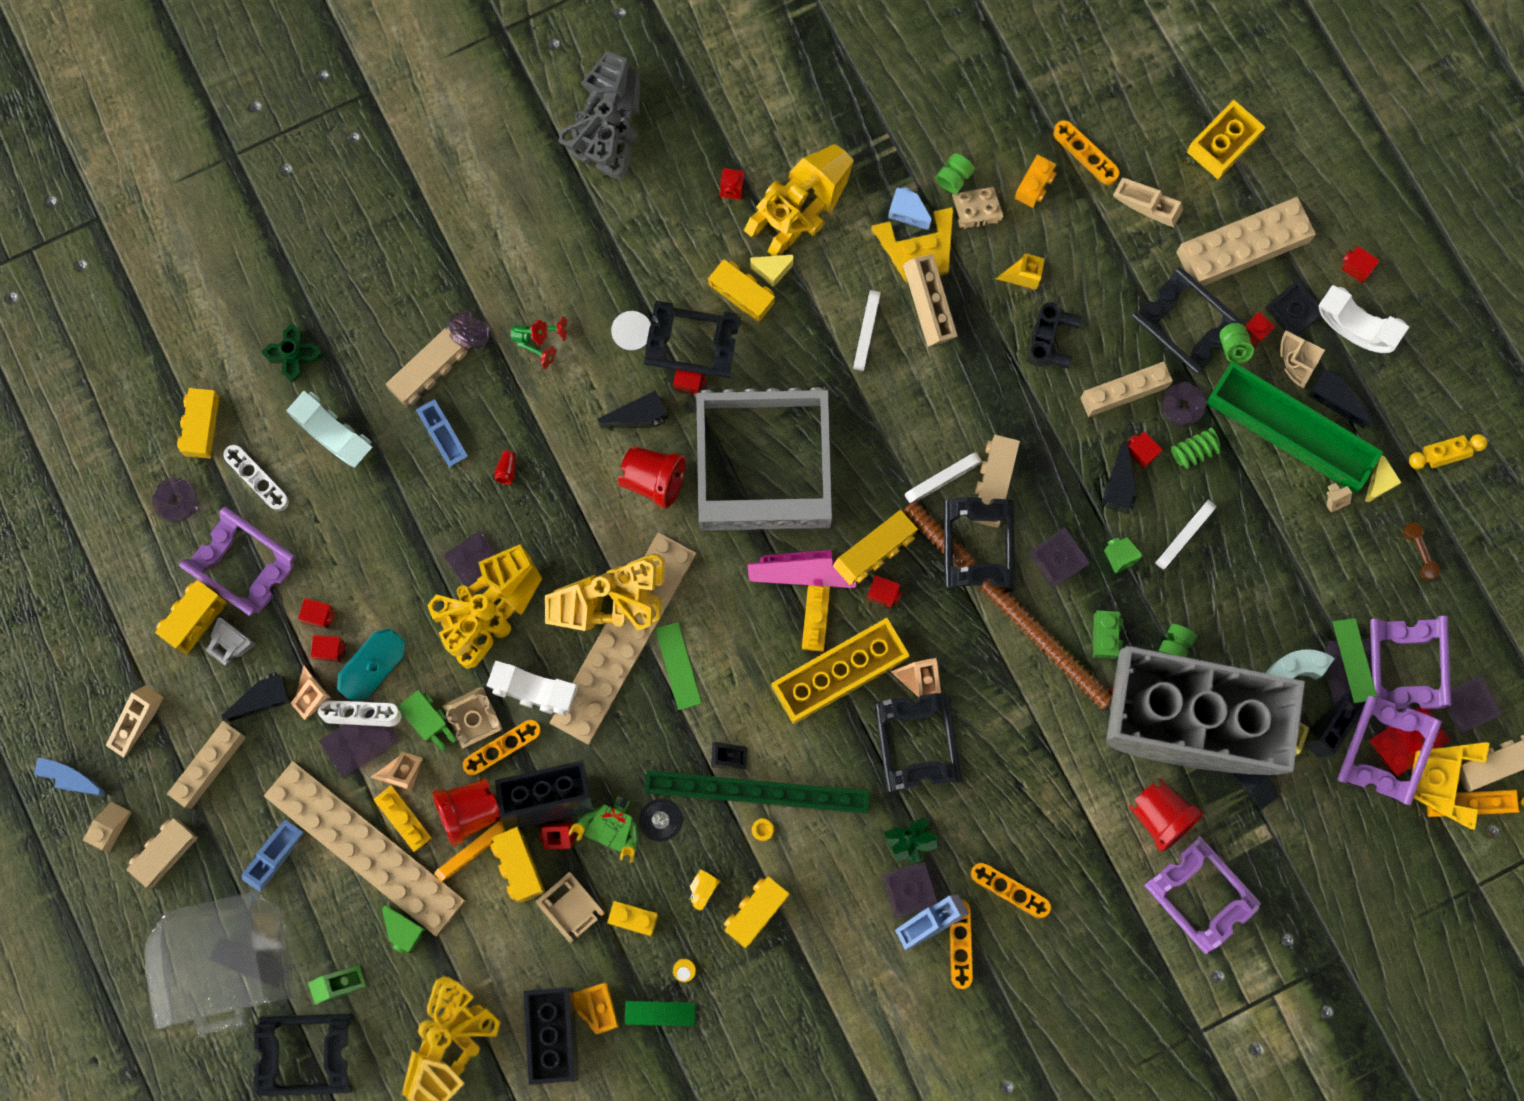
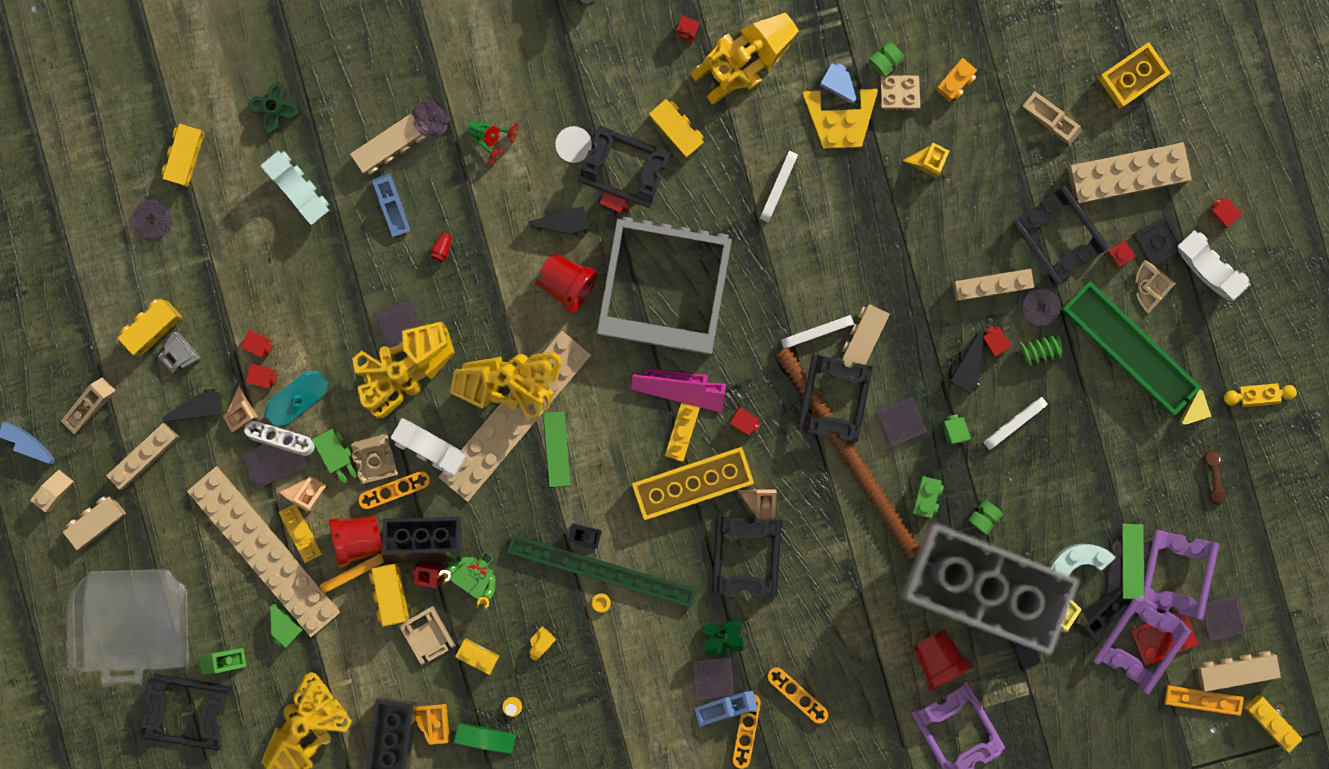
camera: 10 degrees right, 10 degrees up
(222, 540) = (174, 273): medium lavender piece -> none
(257, 477) = (223, 214): white beam -> none
(271, 856) = (186, 543): medium blue slope -> none
(660, 820) = (516, 577): black sticker -> none
(755, 911) = (580, 672): yellow brick -> none
(771, 267) = (707, 113): light yellow slope -> none
(875, 547) = (744, 383): yellow brick -> none
(930, 300) = (839, 172): tan brick -> none
(1044, 336) = (933, 222): black piece -> none
(1089, 149) = (1005, 62): light orange beam -> none
(1236, 343) = (1098, 265): bright green wheel -> none
(1336, 395) = (1175, 326): black slope -> none
(1338, 497) = (1154, 416): tan tile -> none
(1440, 780) = (1180, 677): yellow wing -> none

